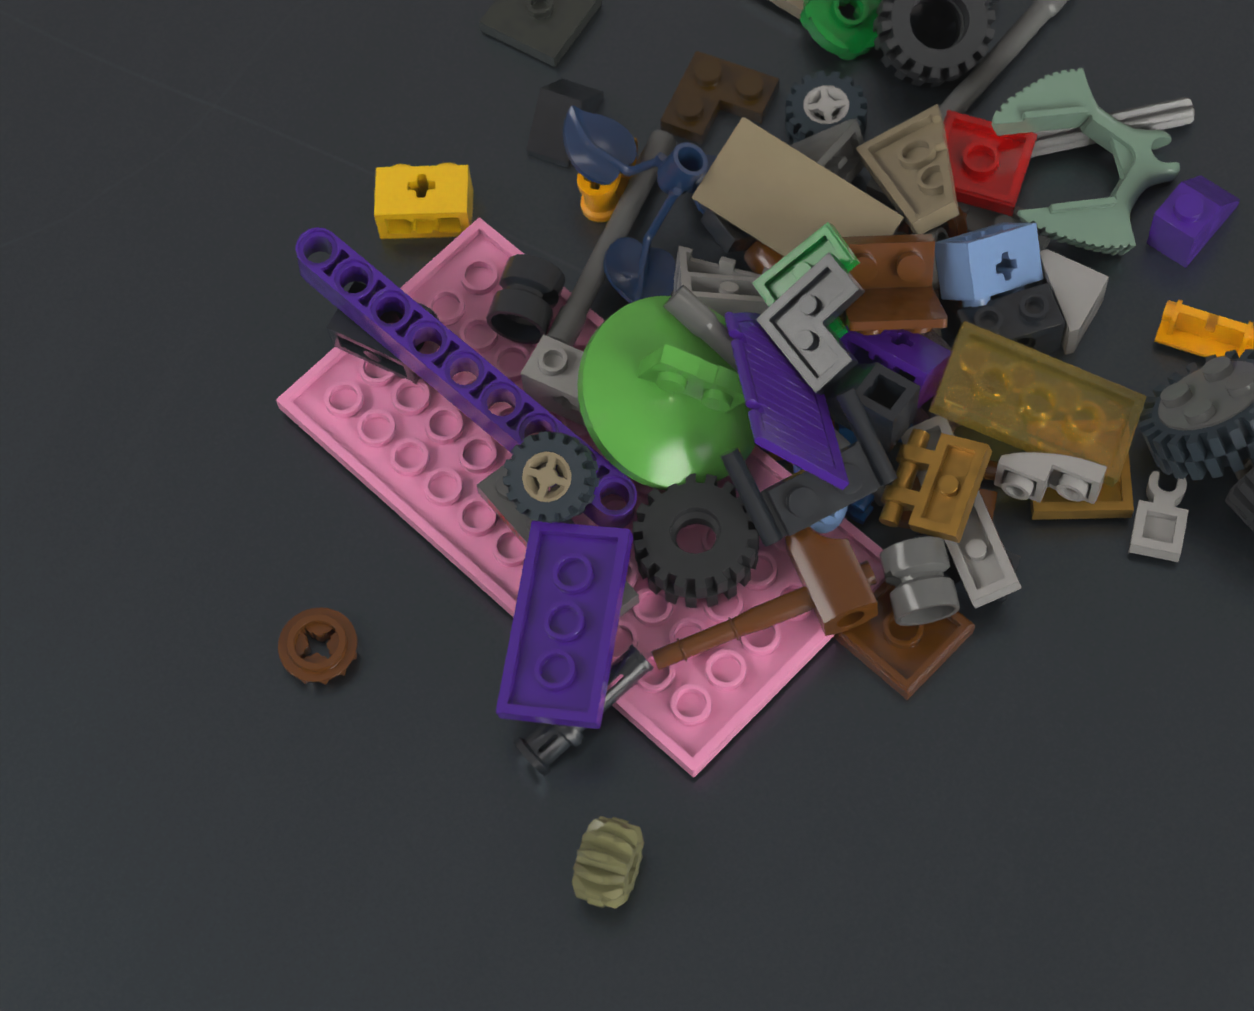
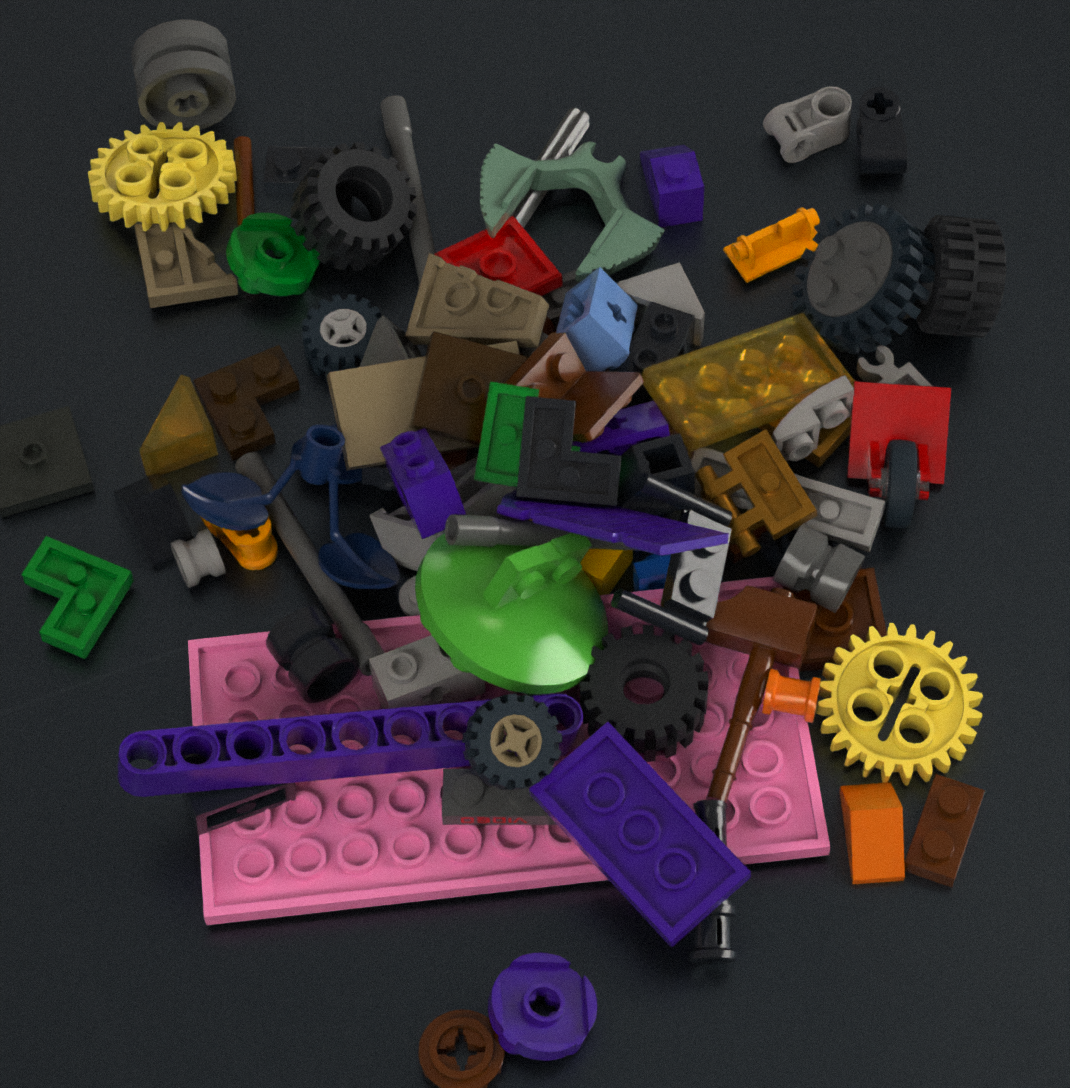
camera: 55 degrees left, 5 degrees down
(394, 642) = (525, 1031): none -> dark purple plate
(423, 201) = (127, 670): yellow brick -> none
(464, 130) = (86, 590): none -> green plate
(550, 171) = (198, 558): none -> light grey wheel
(608, 862) = (860, 962): olive gear -> none
(643, 76) = (179, 433): none -> clear yellow slope
(718, 252) = (422, 481): none -> dark purple brick
(740, 793) = (873, 832): none -> orange slope
(789, 645) = (791, 695): none -> orange bush
(789, 846) = (943, 830): none -> reddish brown plate
(820, 197) = (457, 385): none -> dark brown plate
(877, 774) = (941, 722): none -> light yellow gear
(1097, 559) = (898, 444): none -> red plate

